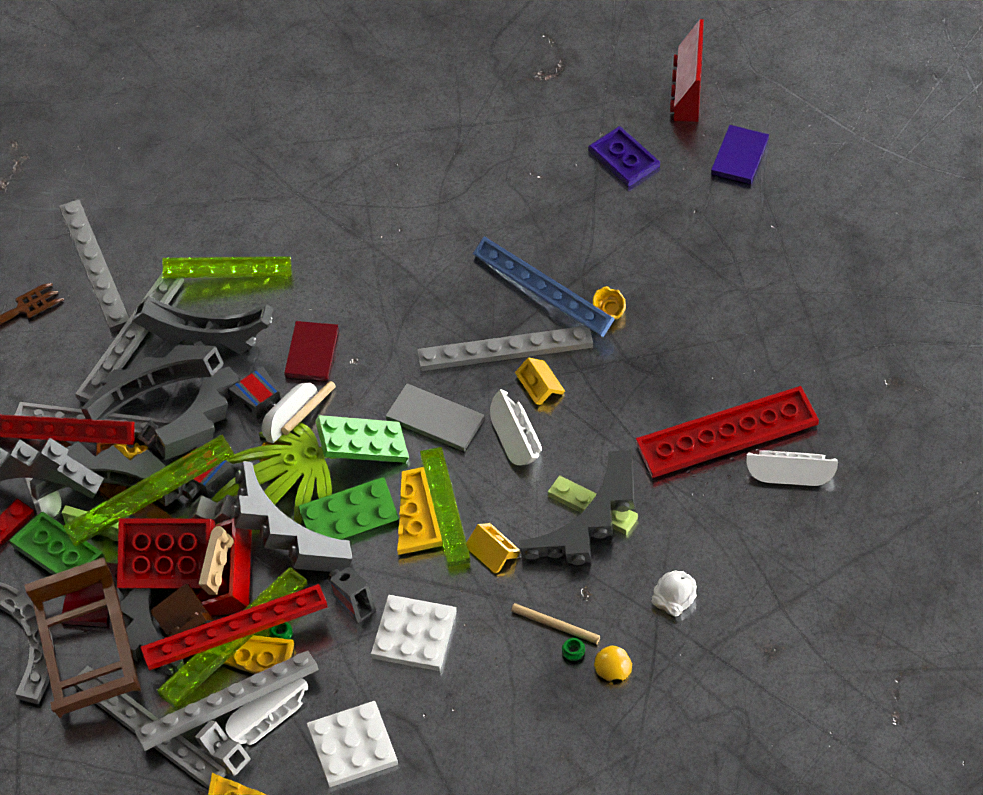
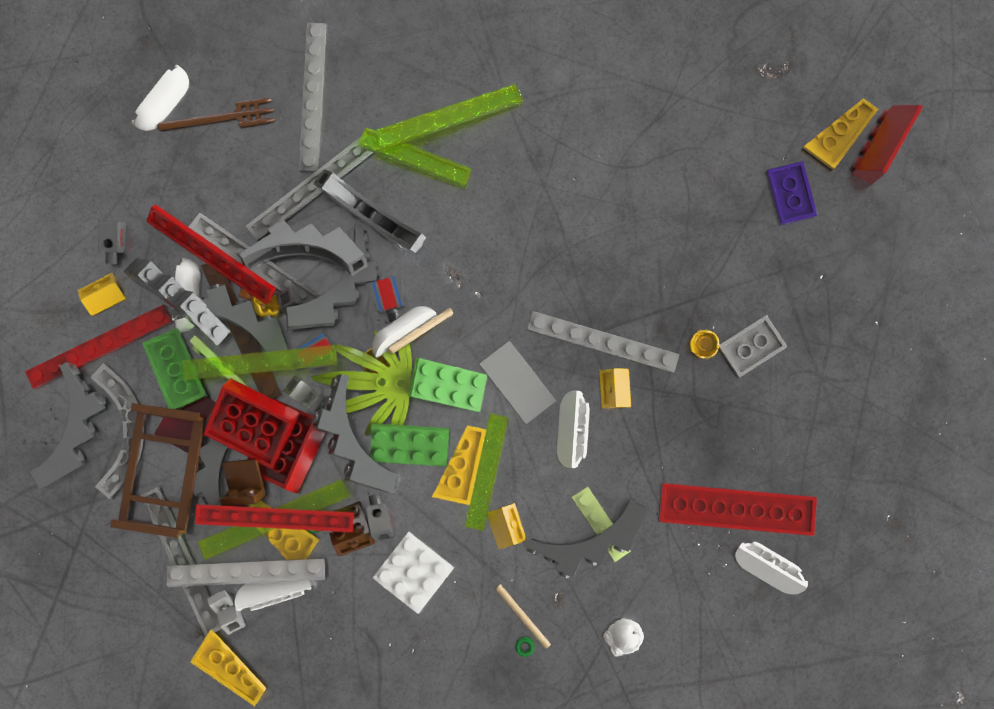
camera: 20 degrees right, 30 degrees up
(215, 560) = (284, 452): tan plate -> none
(243, 219) = (448, 116): none -> clear neon green plate
(311, 351) = (449, 270): dark red tile -> none
(327, 624) = (351, 541): none -> reddish brown bracket
(352, 744) = (325, 646): white plate -> none
(544, 286) = (660, 300): medium blue tile -> none
(612, 663) = (548, 673): yellow hair -> none
(644, 92) = (838, 138): none -> yellow wing
(659, 289) = (752, 346): none -> light grey plate
(740, 154) = (888, 238): dark purple tile -> none

